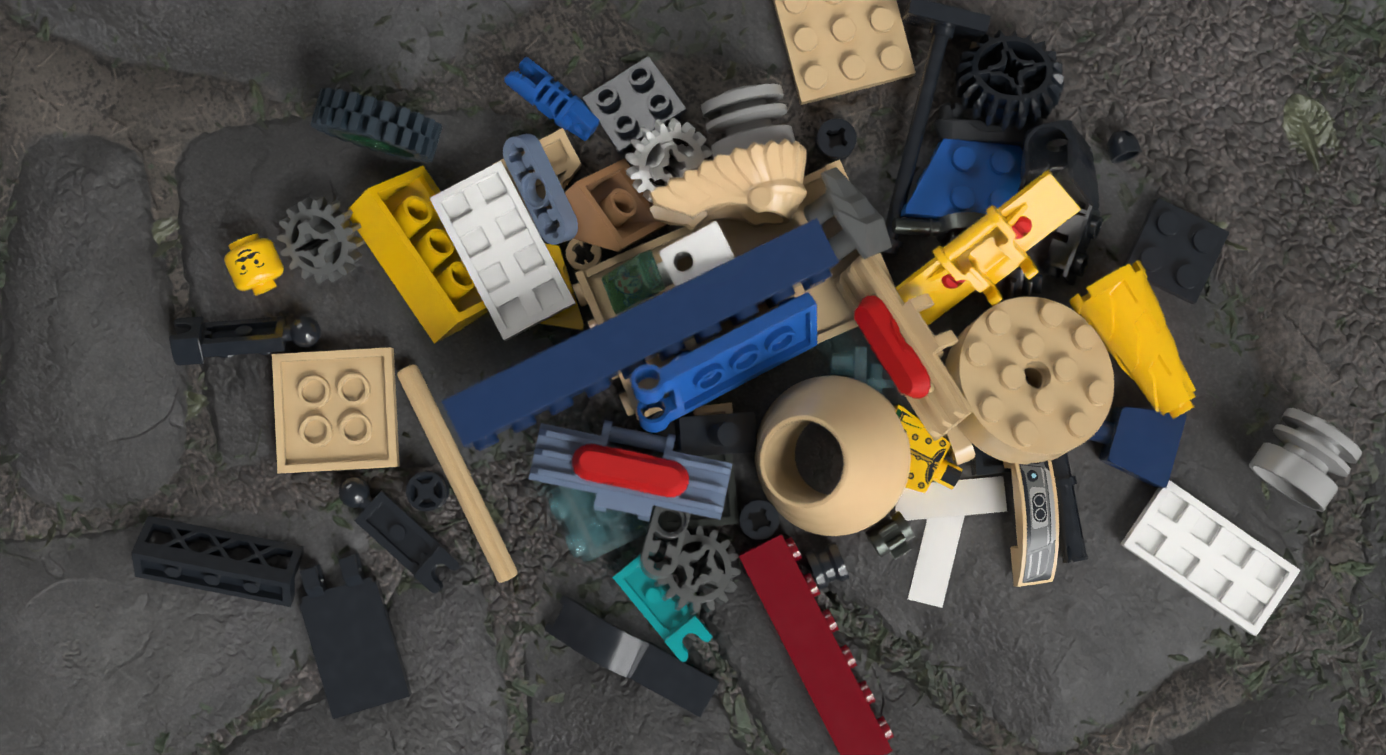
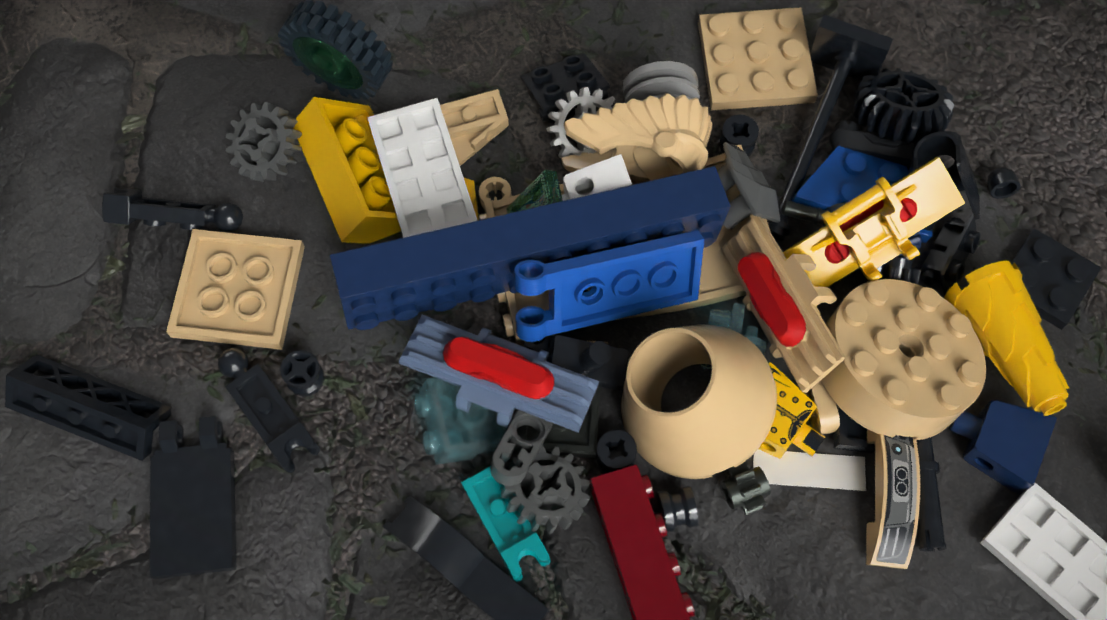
camera: 15 degrees right, 20 degrees down
(253, 264) = (199, 153): yellow head -> none
(457, 473) = (335, 368): tan axle -> none
(544, 218) = (478, 136): sand blue beam -> none
(552, 99) = (494, 69): blue hinge -> none
(611, 209) = (519, 152): medium nougat slope -> none
(935, 560) = (788, 528): white sticker -> none

